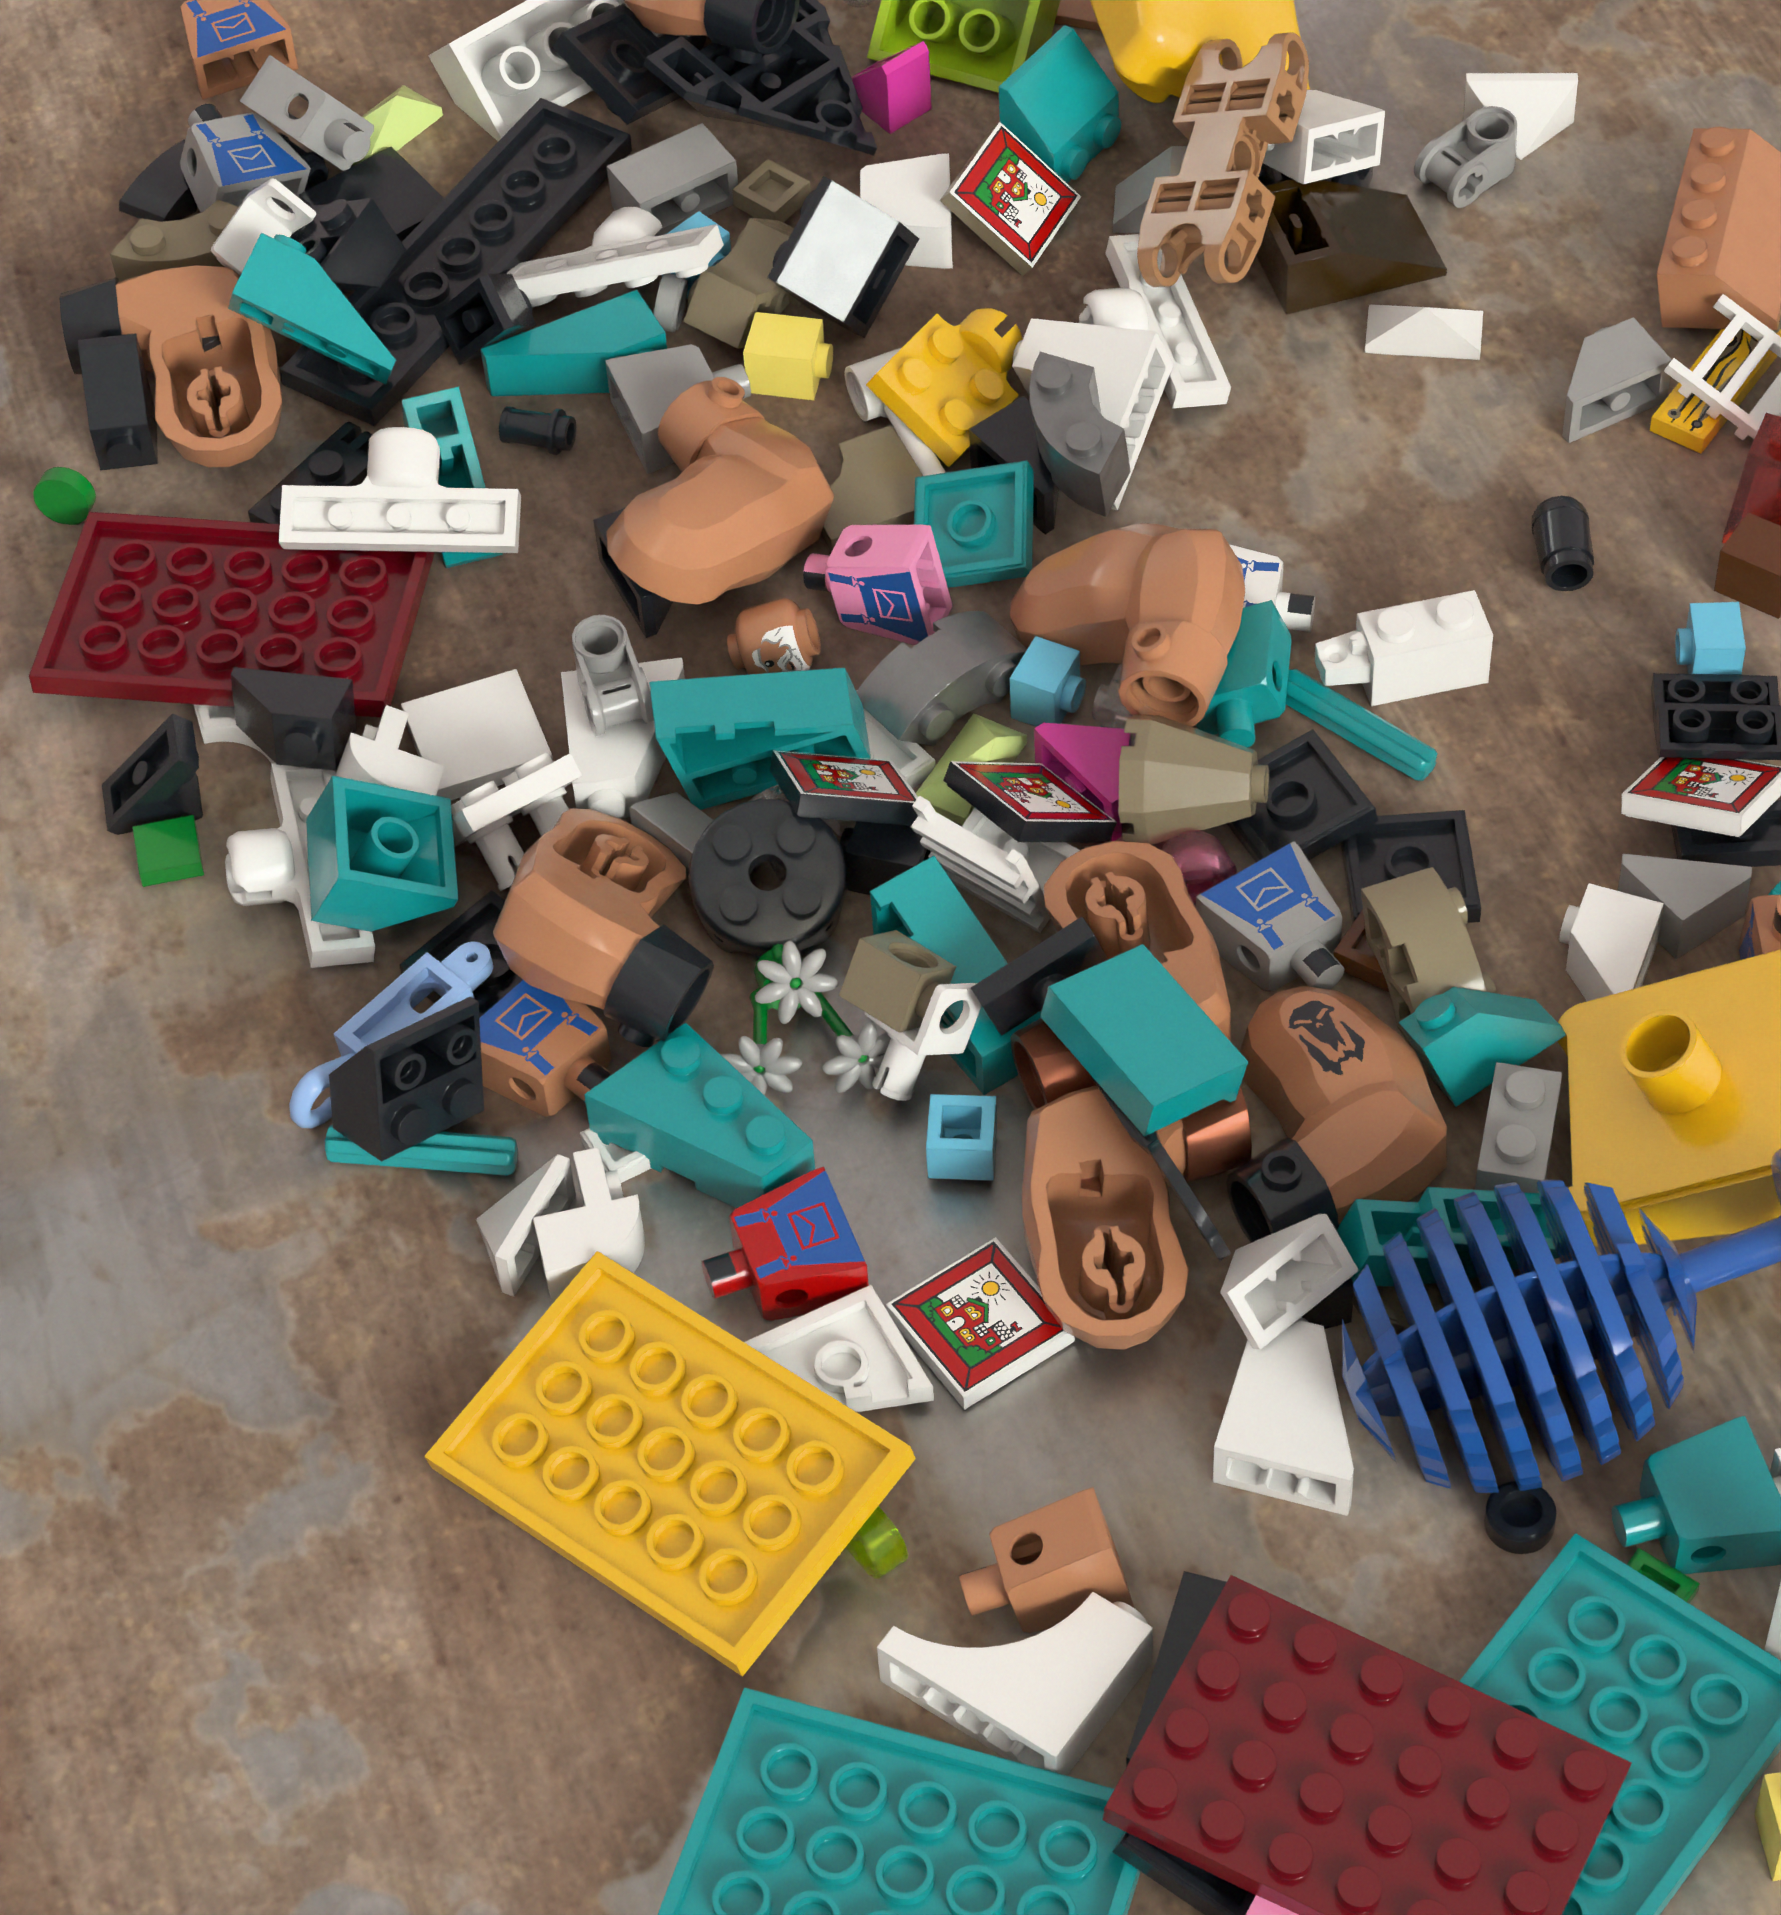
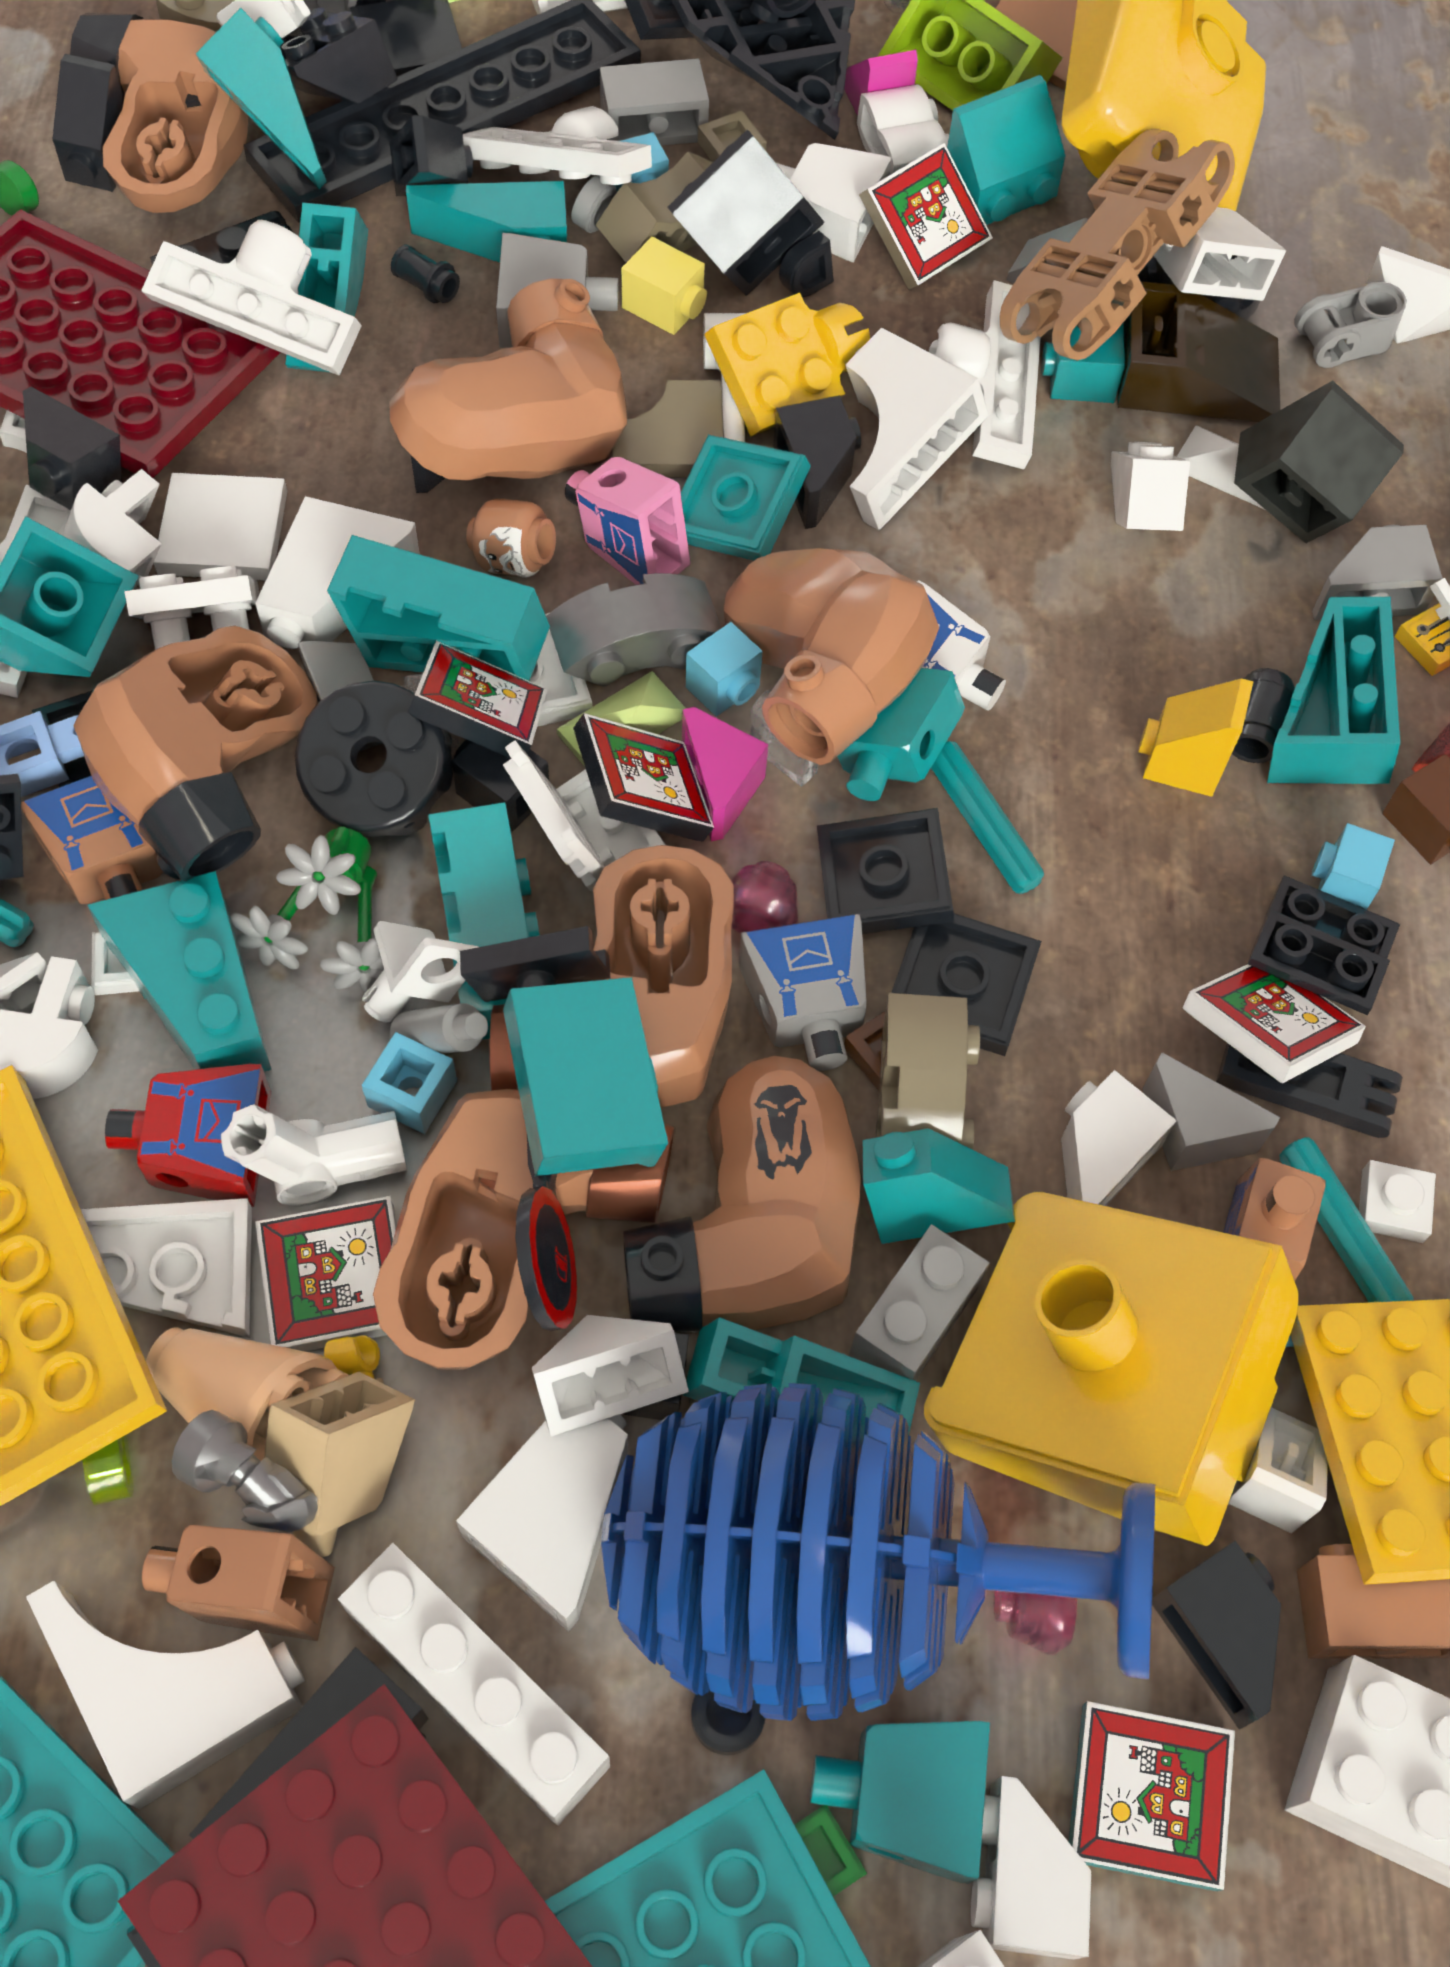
camera: 15 degrees right, 10 degrees up
(609, 674) = (328, 512): light grey piece -> none
(894, 979) = (407, 905): dark tan brick -> none
(912, 1233) = (313, 1158): none -> white piece
(917, 286) = (808, 265): none -> black tile
(935, 120) = (899, 124): none -> white brick
(972, 1073) = (442, 1027): none -> light grey cylinder
(980, 1431) = (233, 1376): none -> light nougat cone
(1070, 1439) = (323, 1451): none -> torso
(1074, 439) = (853, 437): flat silver brick -> none
(1184, 780) = (785, 812): dark tan cone -> none
(1239, 301) = (1089, 378): none -> teal slope
(1331, 1571) = (475, 1684): none -> white brick
(1357, 375) = (1149, 487): none -> white slope
(1411, 649) = (1067, 764): white hinge -> none
(1505, 296) = (1315, 461): none -> pearl dark grey slope
(1520, 578) = (1195, 736): none -> yellow slope
(1637, 500) = (1346, 702): none -> teal wedge
(1738, 1324) = (1036, 1619): none -> clear pink cone

